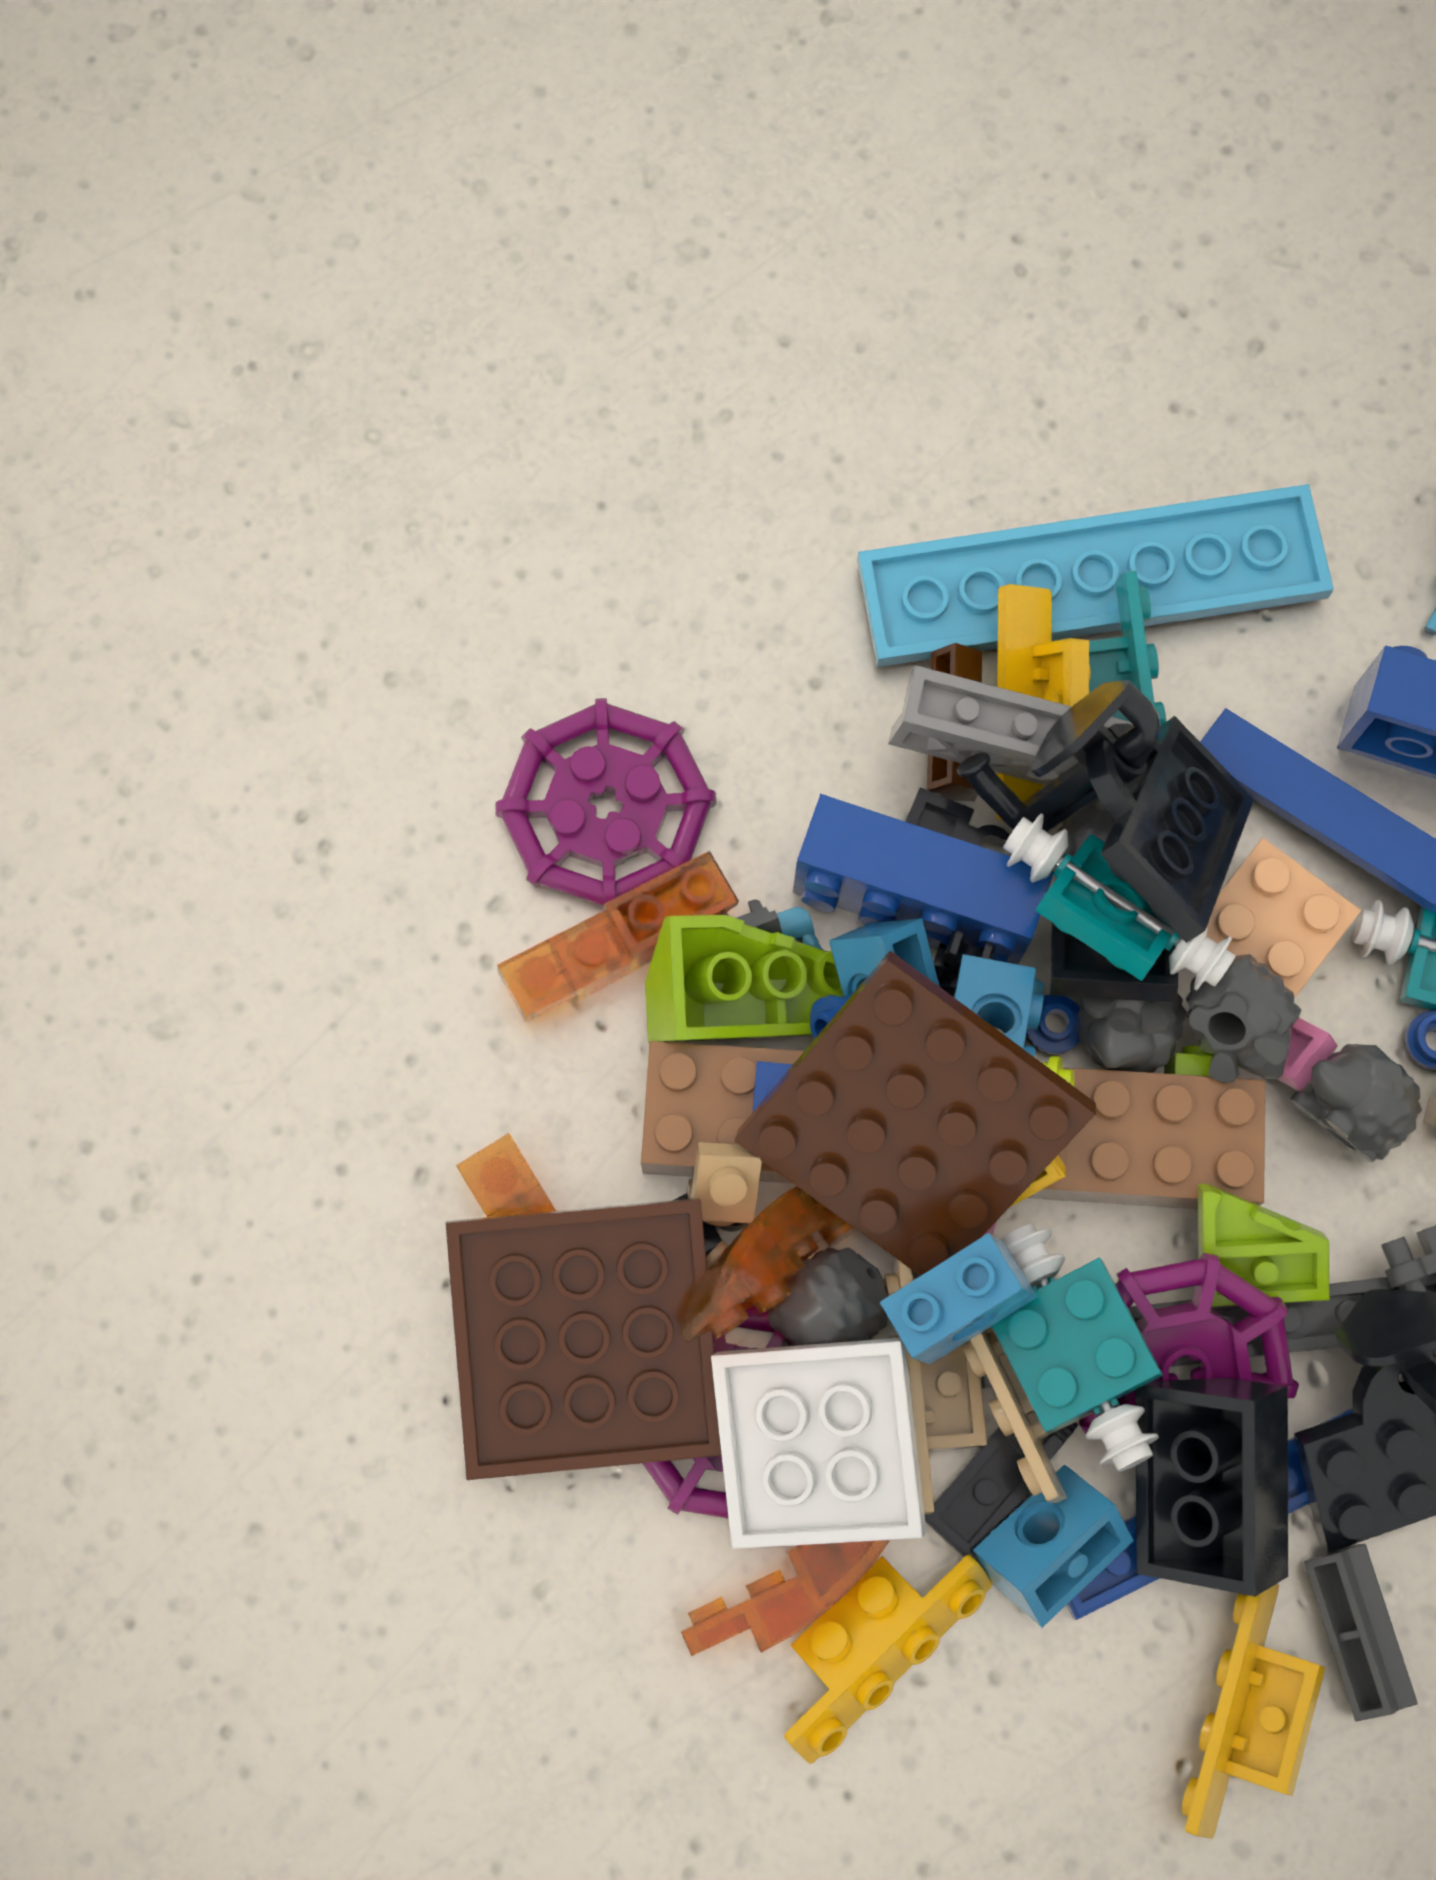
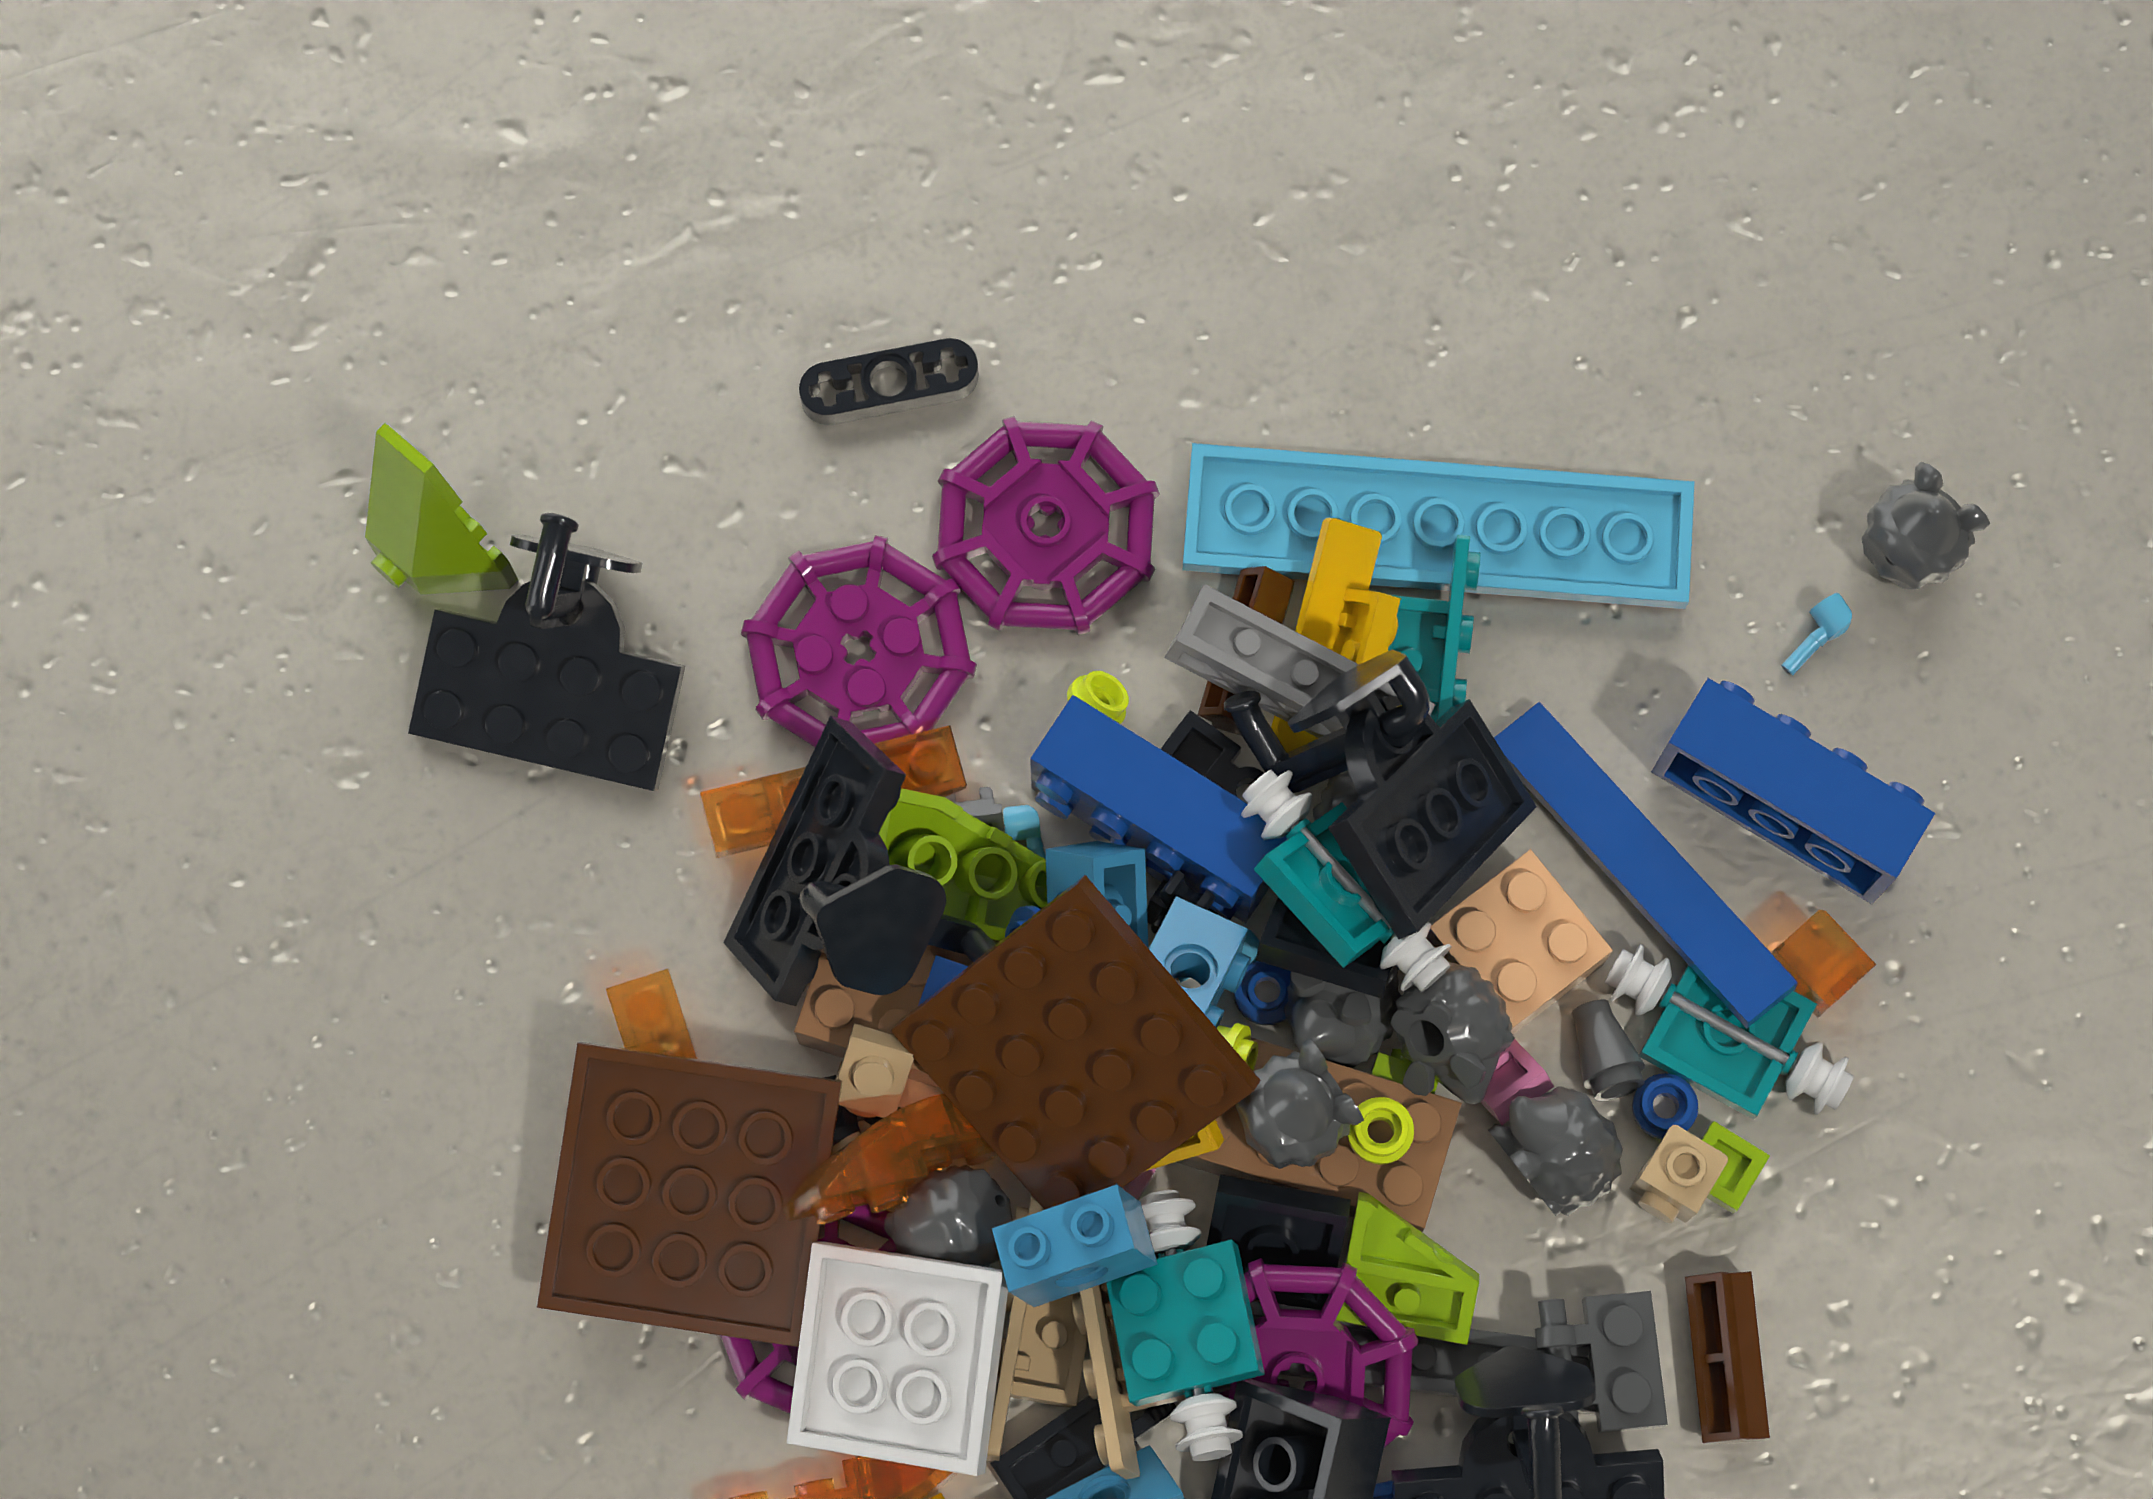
camera: 15 degrees right, 0 degrees up
(179, 782) = (422, 529): none -> lime wedge
(330, 903) = (550, 685): none -> black plate
(615, 555) = (902, 358): none -> black beam
(648, 1021) = (833, 887): none -> black plate
(748, 686) = (1046, 560): none -> magenta plate
(835, 786) = (1102, 693): none -> neon yellow plate
(1132, 1234) = (1280, 1228): none -> black plate
(1133, 1122) = (1297, 1110): none -> dark grey animal
(1220, 1113) = (1398, 1119): none -> neon yellow plate
(1372, 1005) = (1606, 1054): none -> dark grey cone

